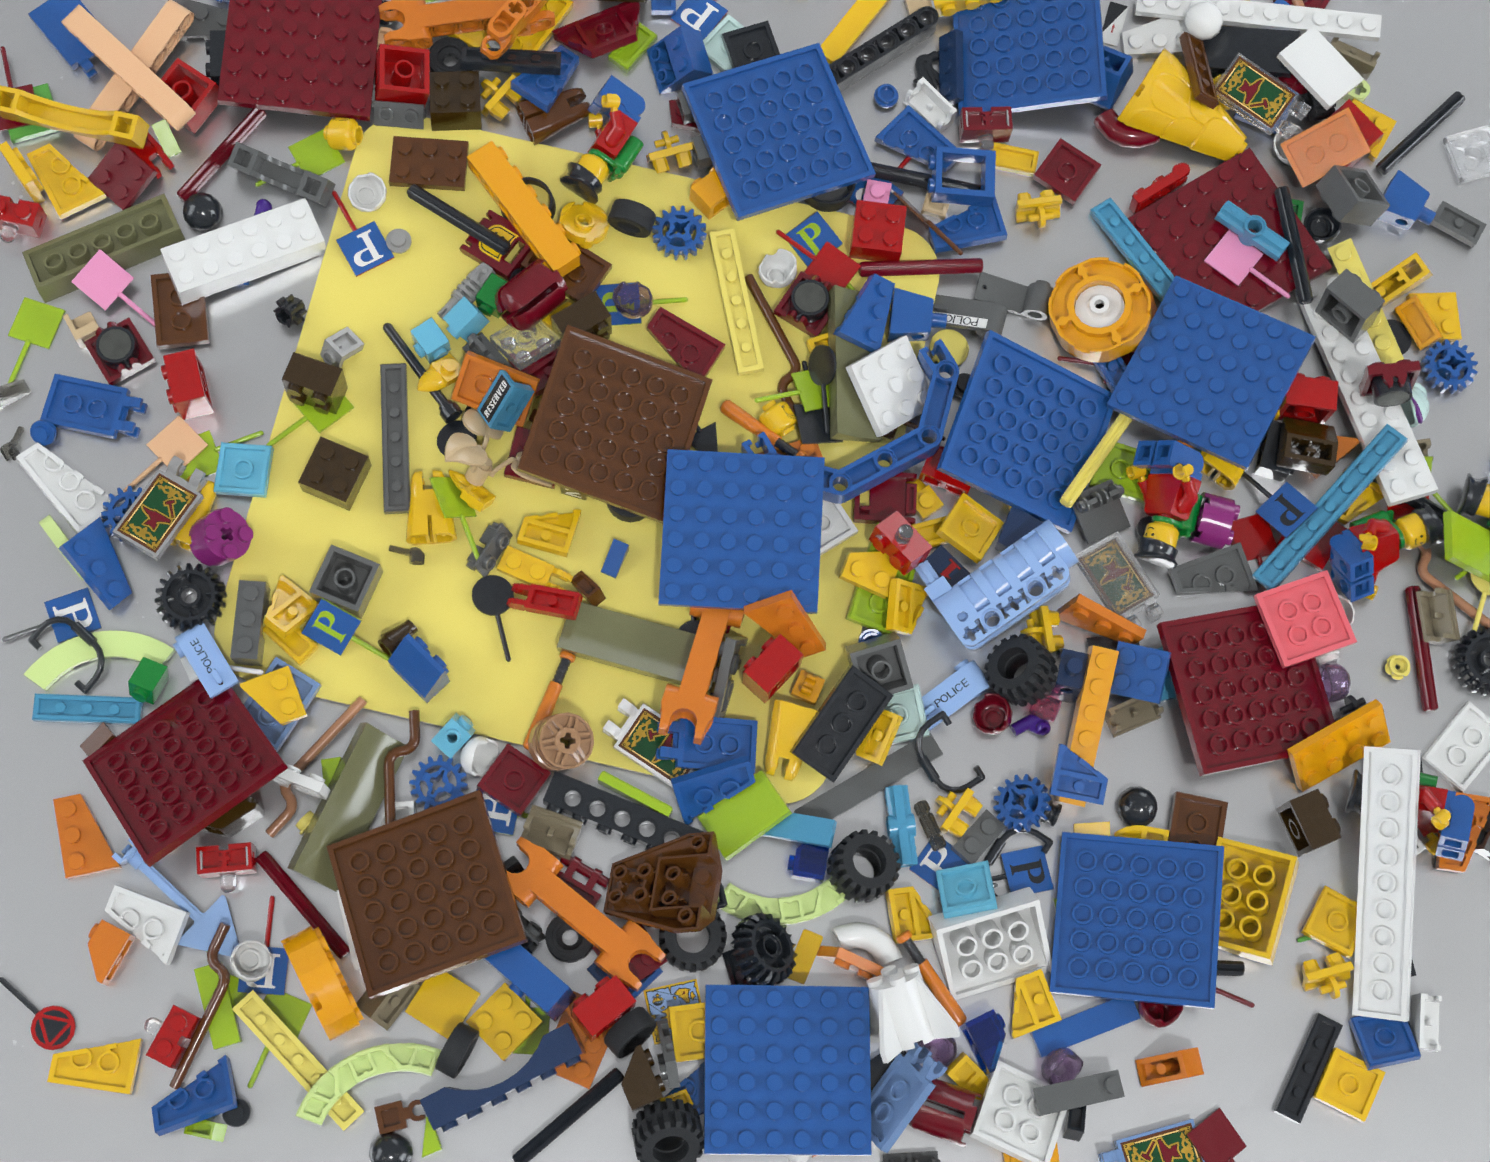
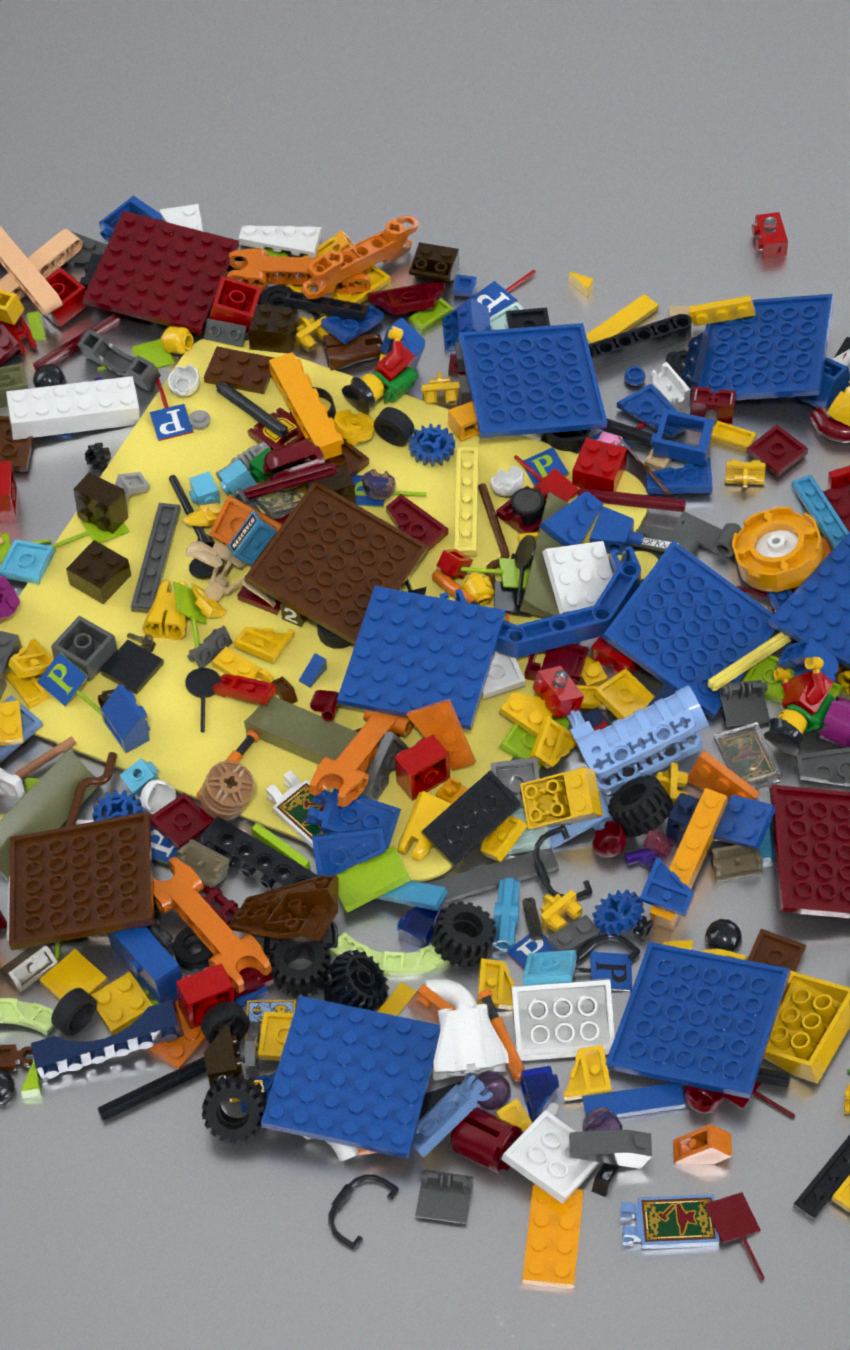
camera: 25 degrees right, 20 degrees down
(405, 590) = (132, 666): none -> black tile
(537, 325) = (290, 481): none -> dark red axle
(641, 599) = (325, 702): none -> dark red piece
(742, 397) = (452, 561): none -> red brick
(936, 683) = (561, 798): none -> yellow slope

